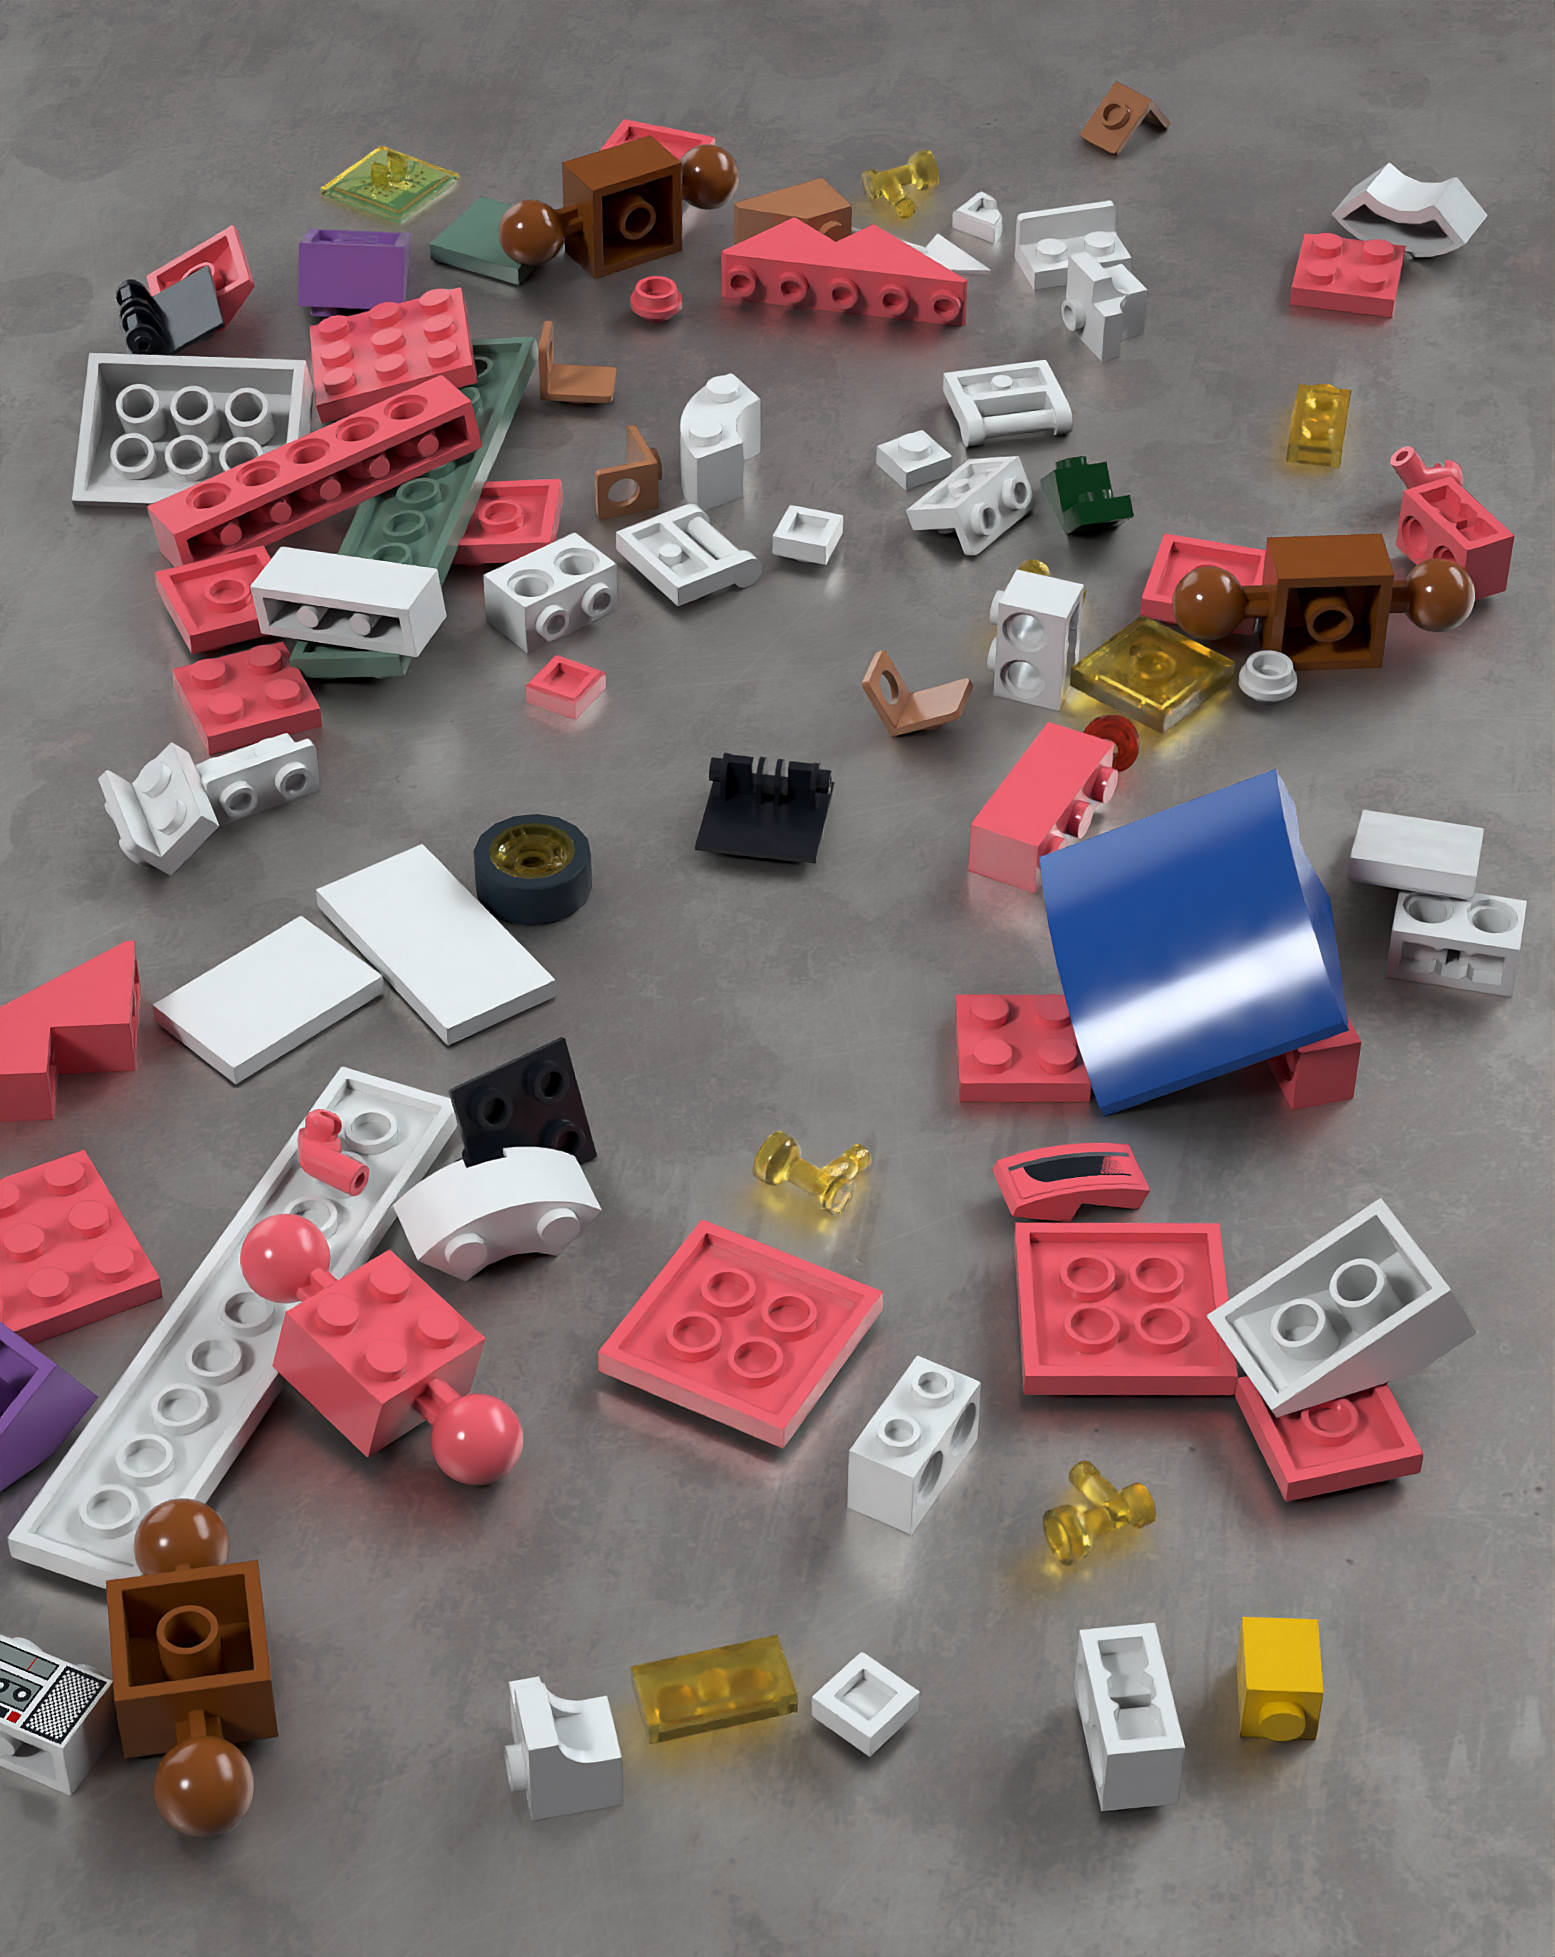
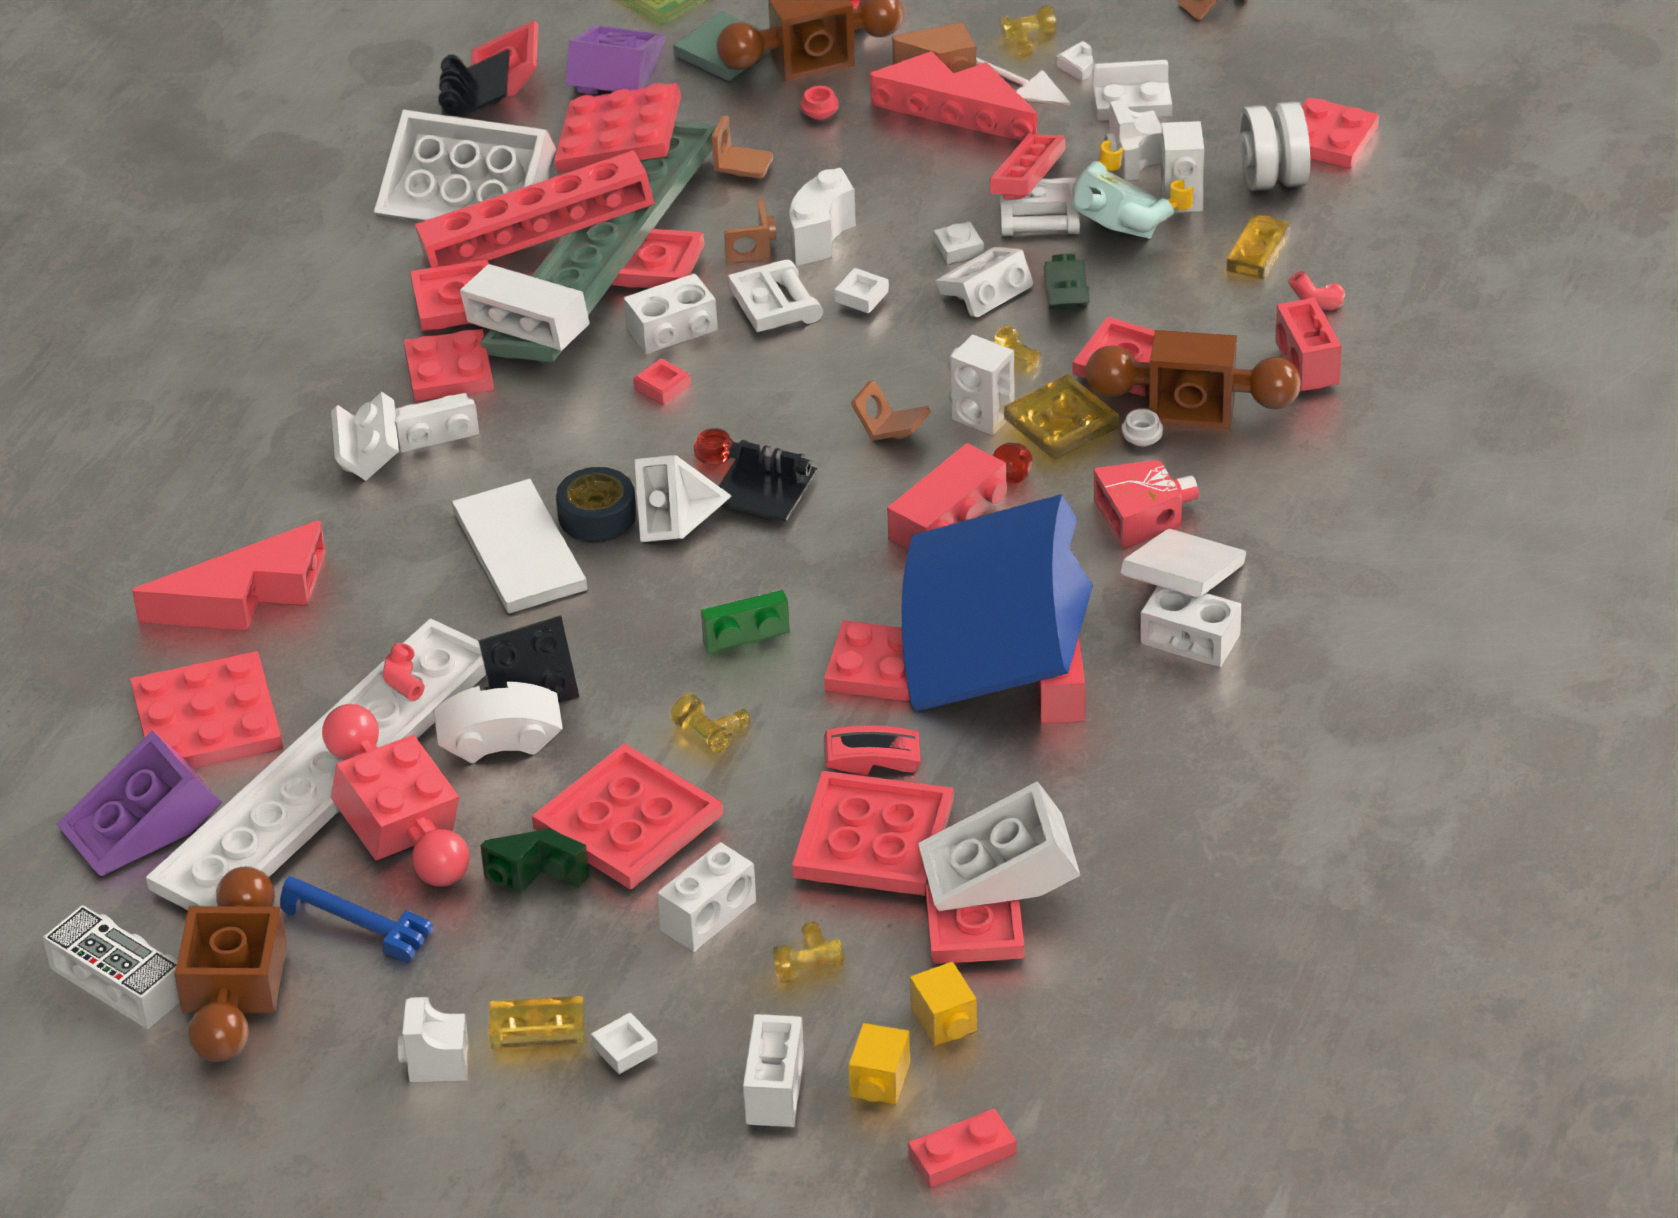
camera: 15 degrees right, 0 degrees up
(268, 999) = (402, 569): white tile -> none
(449, 1576) = (400, 937): none -> blue hinge
(595, 1423) = (521, 857): none -> dark green slope
(649, 847) = (673, 498): none -> white slope
(675, 769) = (713, 446): none -> clear red plate
(815, 1013) = (745, 621): none -> green plate
(981, 349) = (1027, 165): none -> coral plate
(1125, 385) = (1121, 204): none -> light aqua torso
(1190, 330) = (1183, 159): none -> white brick
(1303, 292) = (1274, 146): none -> white wheel
(1321, 768) = (1141, 500): none -> coral torso
(1338, 1565) = (943, 1003): none -> yellow brick
(1411, 213) = (1390, 89): white brick -> none
(1451, 1798) = (962, 1147): none -> coral plate

